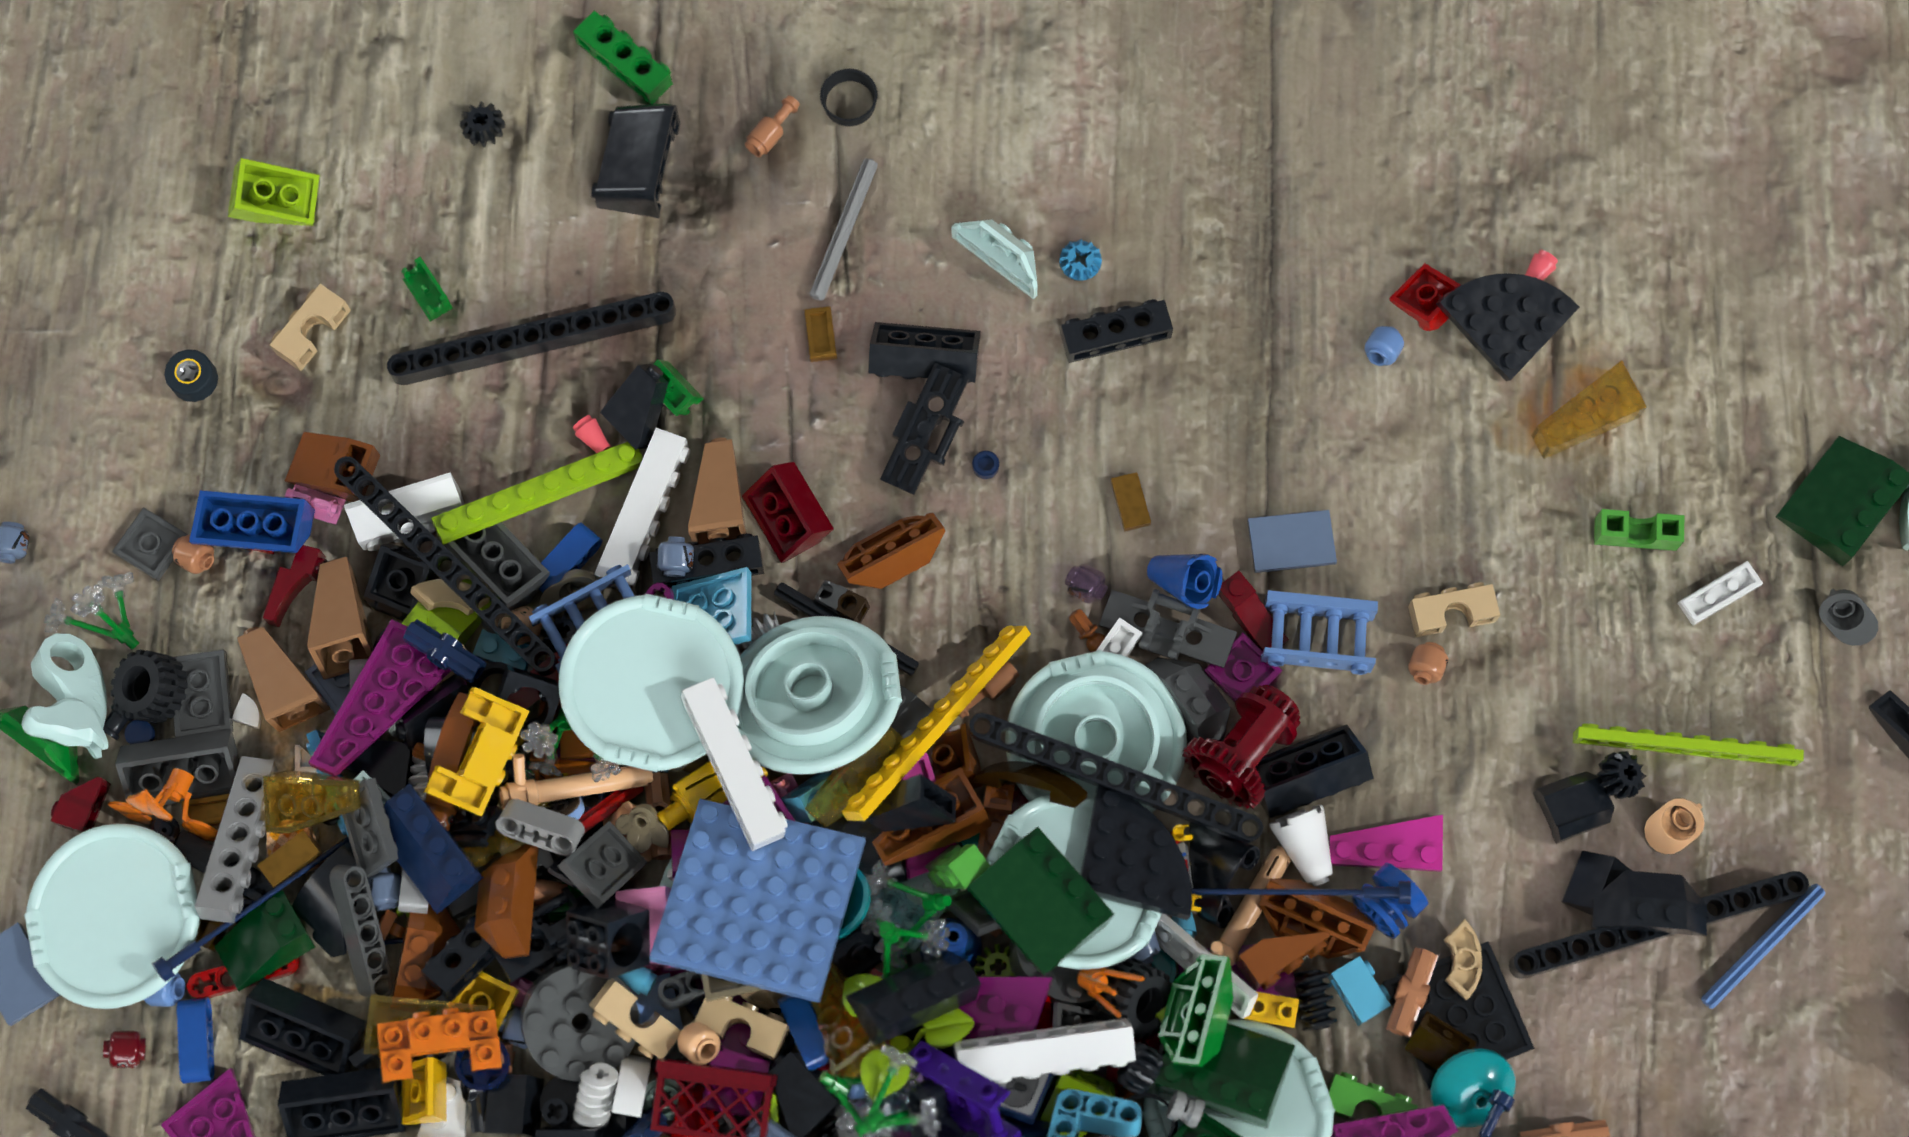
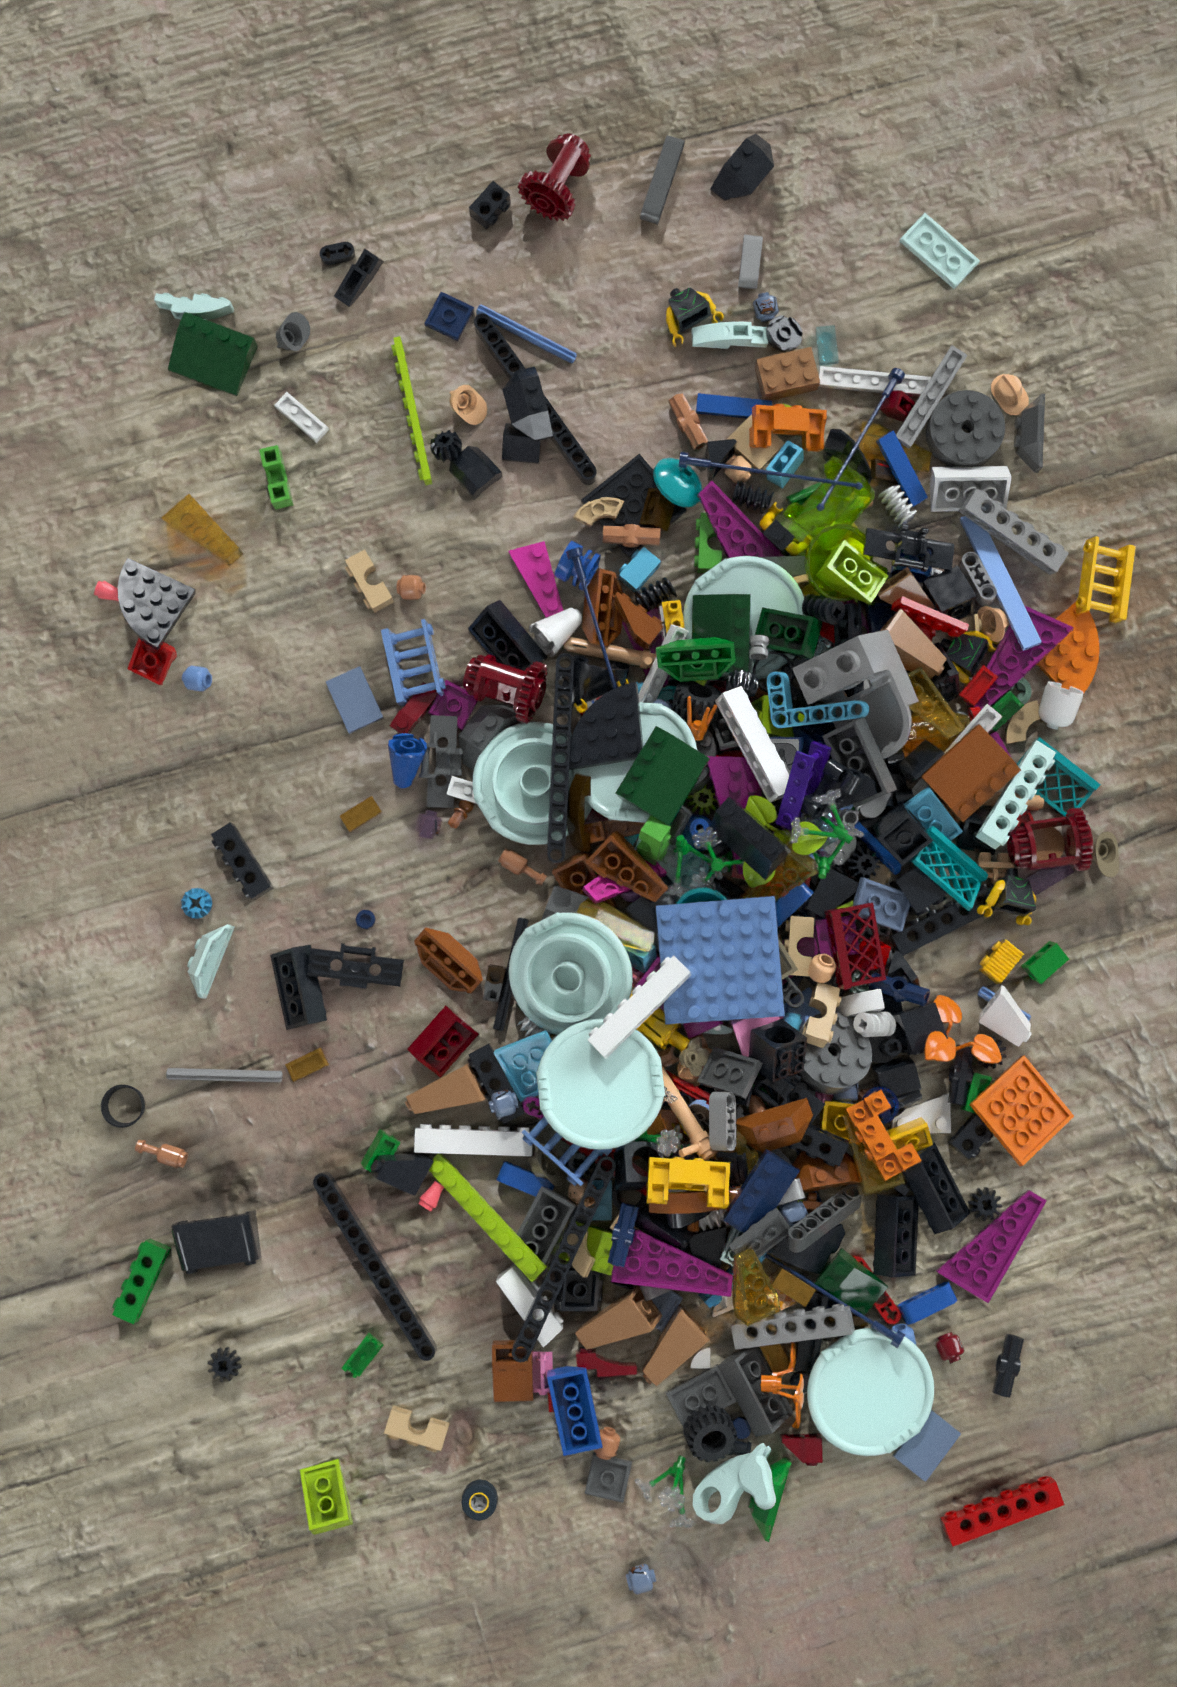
camera: 110 degrees left, 10 degrees up
(914, 804) = (624, 883): black slope -> none
(934, 725) = (562, 887): yellow plate -> none
(1819, 844) = (449, 316): none -> dark blue tile

